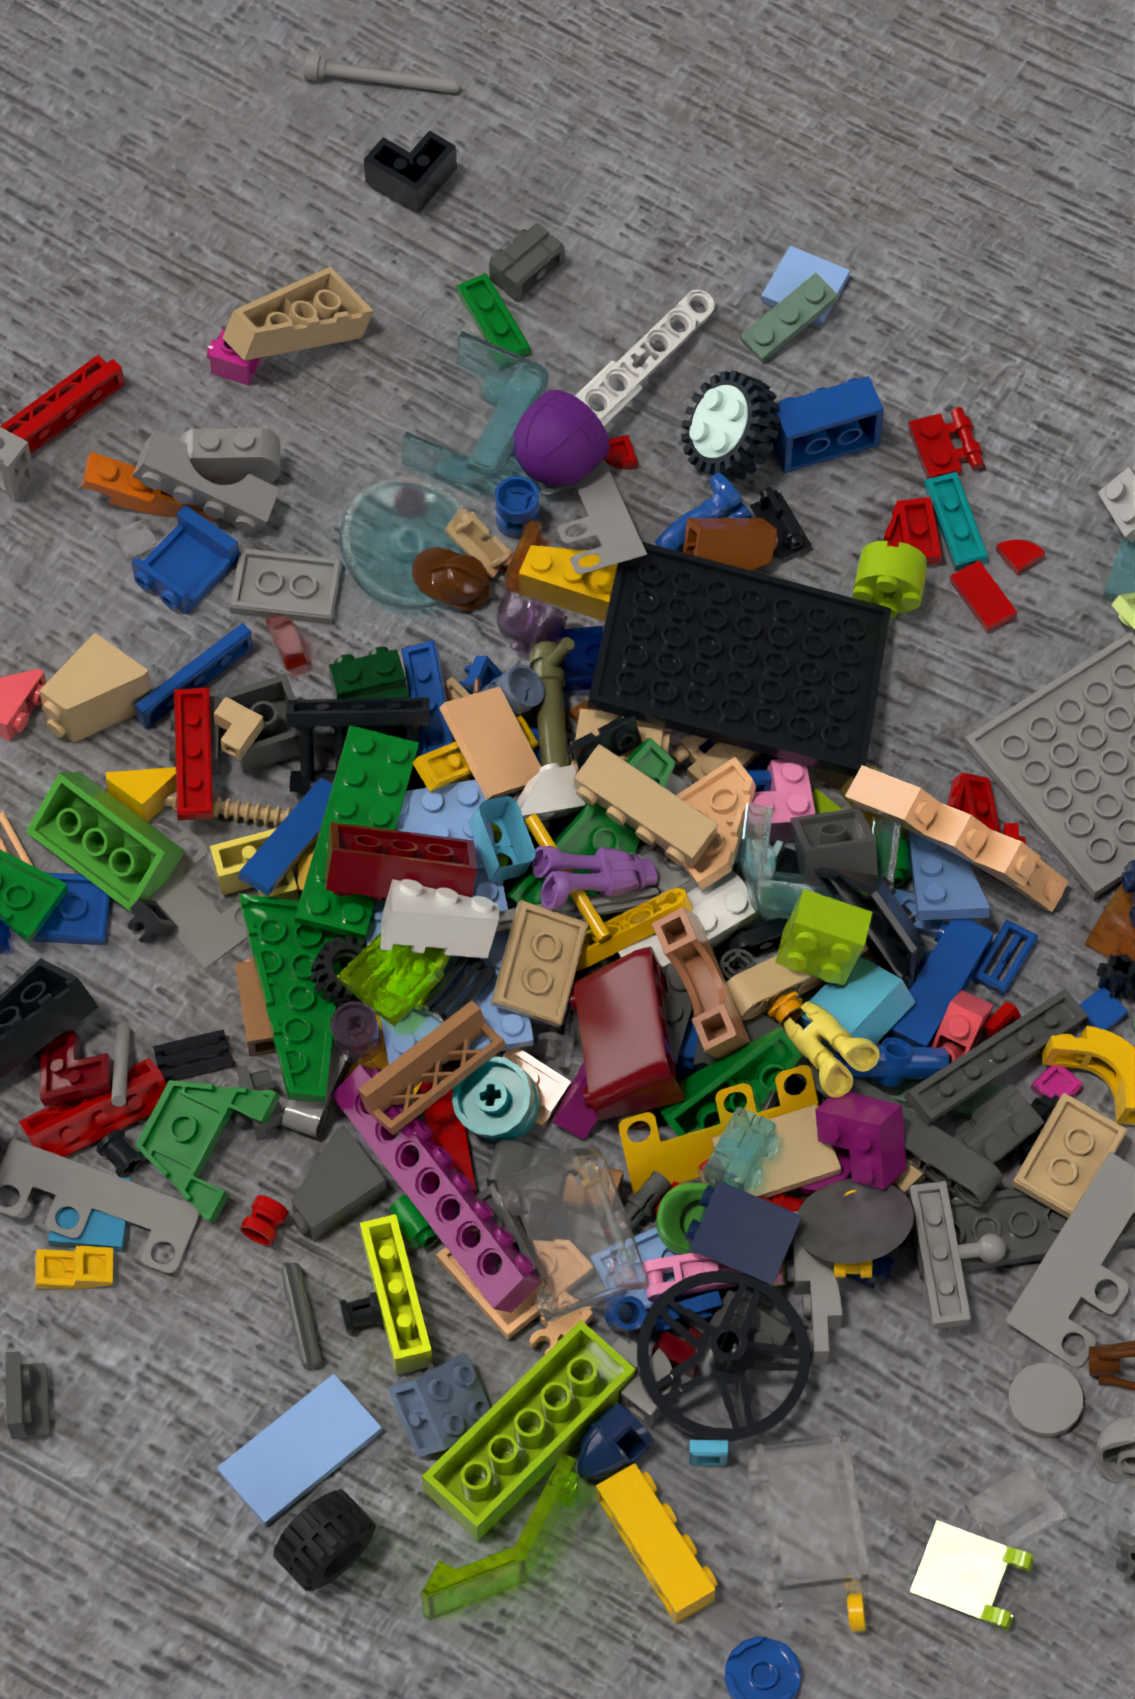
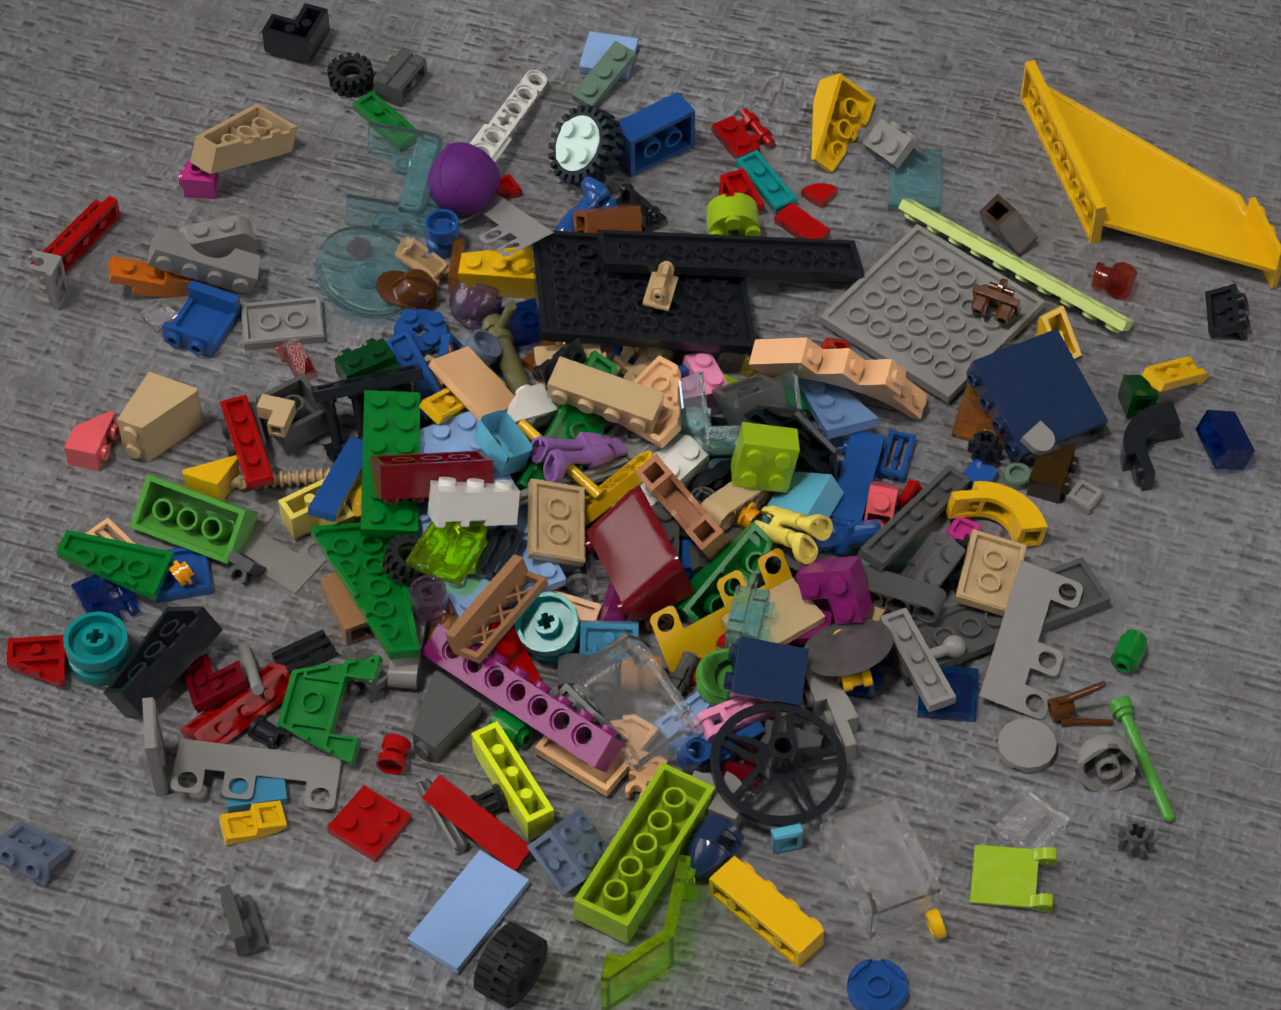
camera: 15 degrees left, 10 degrees down
(70, 914) = (182, 573): none -> light orange plate
(195, 674) = (237, 386): blue tile -> none
(212, 1303) = (369, 823): none -> red plate
(338, 1339) = (477, 822): none -> red tile
(459, 622) = (426, 321): none -> blue plate
(468, 258) = (351, 85): none -> black tyre
(563, 1129) = (600, 634): none -> dark azure bracket
(763, 662) = (661, 287): none -> tan hinge
(869, 629) = (729, 255): none -> black plate
(988, 1302) = (965, 686): none -> clear blue tile
(1075, 447) = (838, 115): none -> yellow wedge

